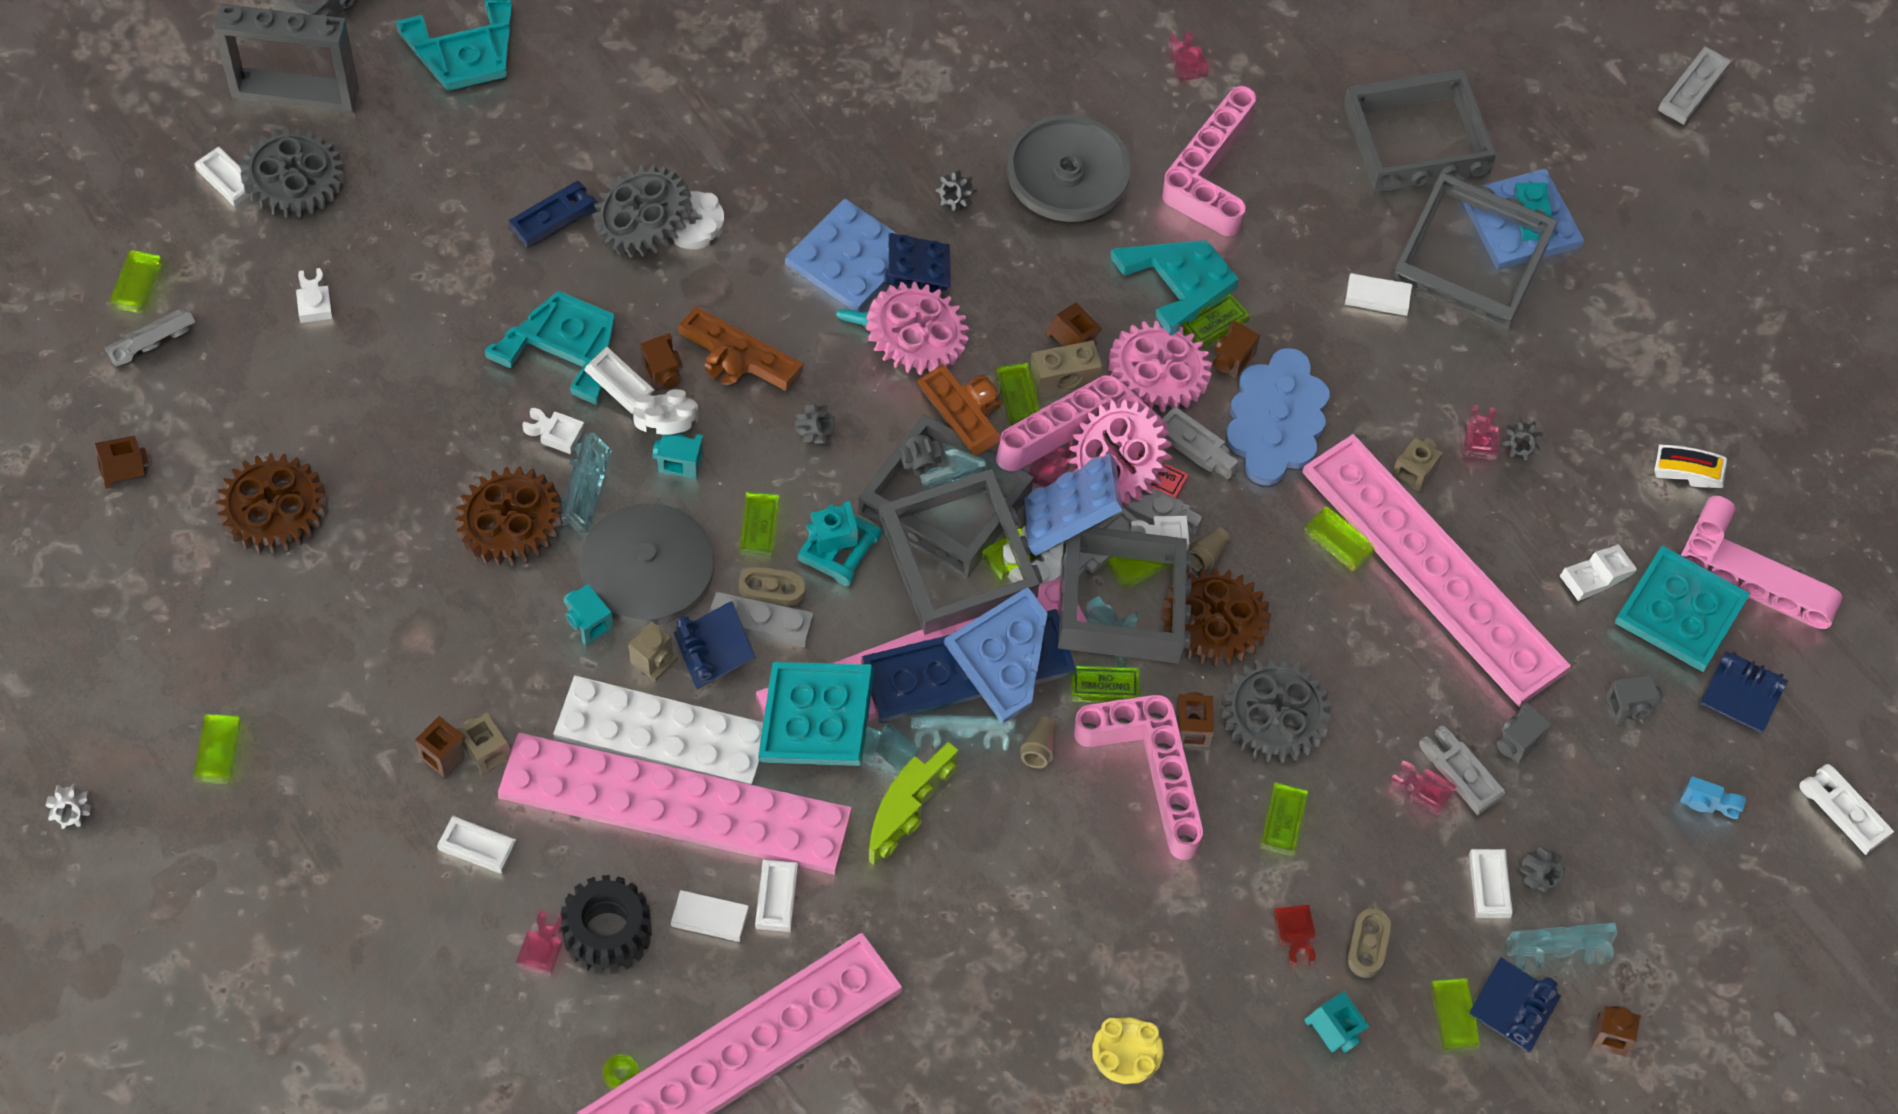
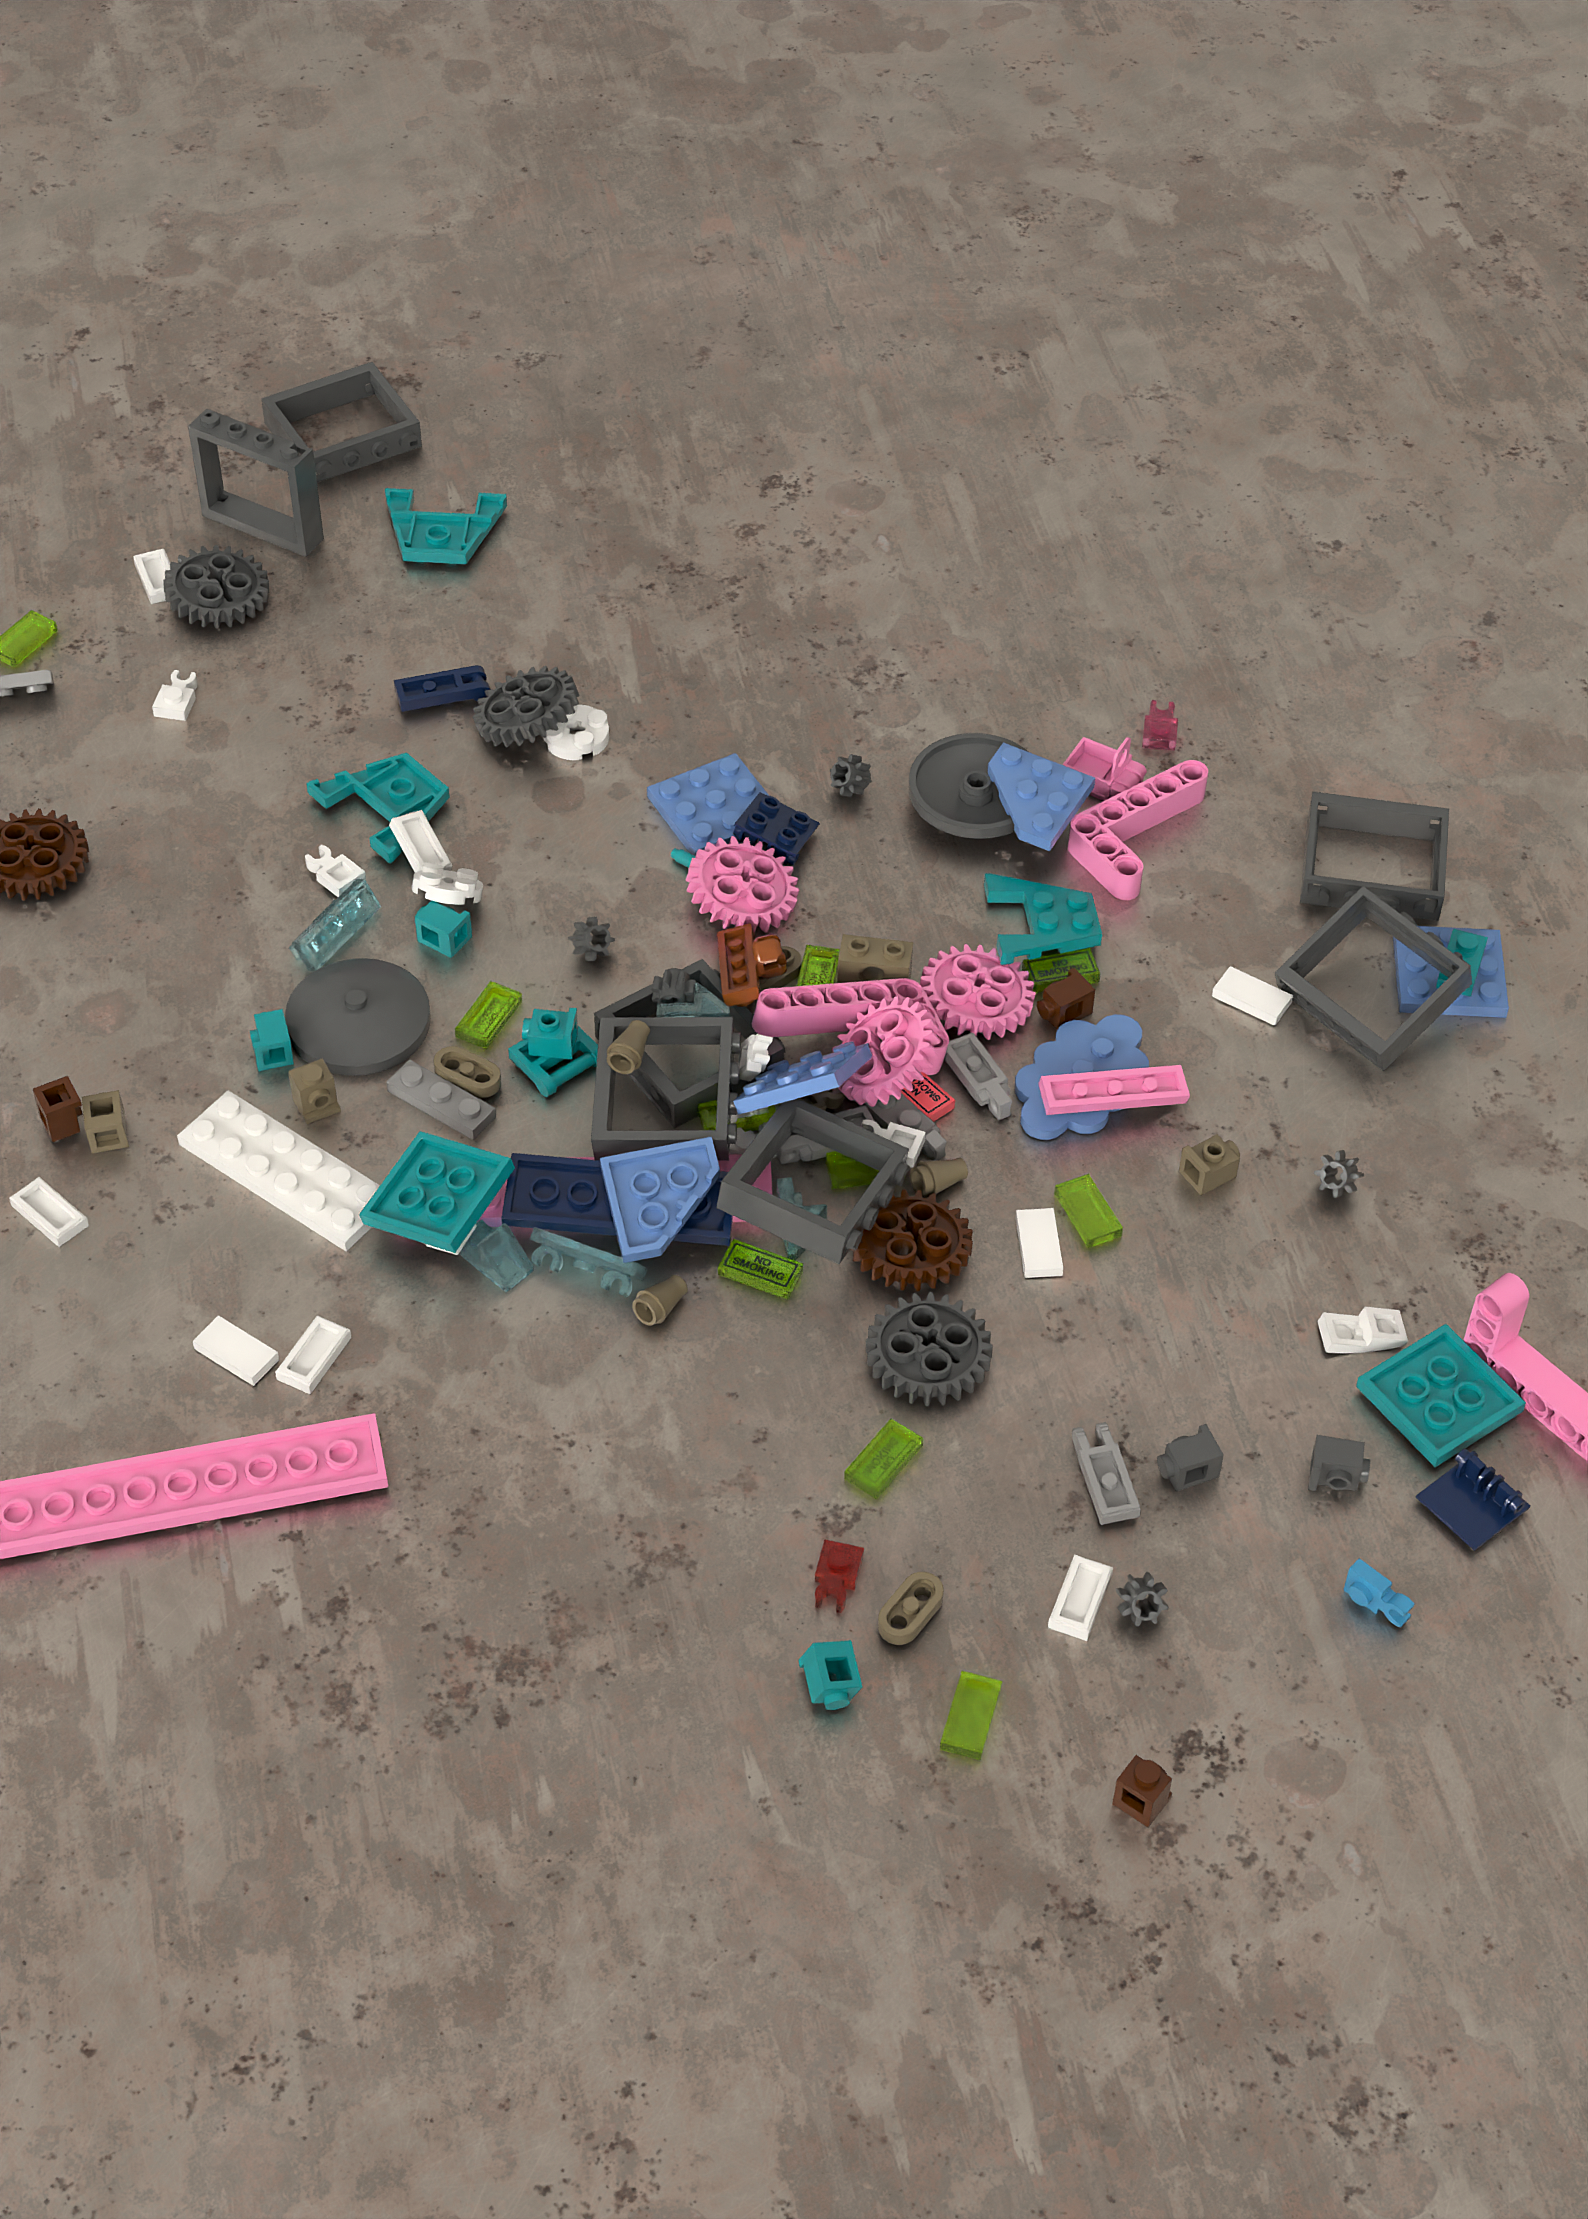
camera: 25 degrees right, 10 degrees down
(509, 516) = (246, 931): reddish brown gear -> none
(541, 949) = (56, 1325): clear pink plate -> none
(602, 898) = (127, 1343): black tyre -> none
(615, 1063) = (61, 1454): clear neon green plate -> none
(661, 361) = (472, 841): reddish brown brick -> none
(675, 803) = (264, 1239): bright pink plate -> none
(713, 644) = (377, 1103): dark blue hinge -> none
(737, 351) = (551, 854): dark orange plate -> none
(903, 802) = (479, 1310): lime slope -> none
(921, 529) = (628, 1049): none -> dark tan cone
(1022, 495) = (754, 1056): none -> white plate
(1051, 466) = (810, 1043): clear pink plate -> none
(1073, 326) = (905, 924): reddish brown brick -> none
(1127, 161) = (1038, 793): none -> medium blue plate
(1127, 1050) = (591, 1622): light yellow dish -> none
(1160, 760) = (788, 1318): bright pink beam -> none
(1163, 117) = (1110, 767): none -> bright pink piece
(1195, 719) = (833, 1329): reddish brown brick -> none
(1314, 581) = (1039, 1243): none -> white tile
(1316, 423) = (1113, 1089): none -> bright pink plate
(1427, 791) = (1053, 1481): clear pink plate -> none
(1437, 570) = (1179, 1274): bright pink plate -> none
(1481, 437) = (1296, 1160): clear pink plate -> none
(1515, 1004) = (1043, 1726): dark blue hinge -> none
(1561, 943) = (1127, 1679): clear light blue plate -> none
(1697, 465) = (1524, 1257): slope -> none
(1847, 808) = (1536, 1659): white plate -> none

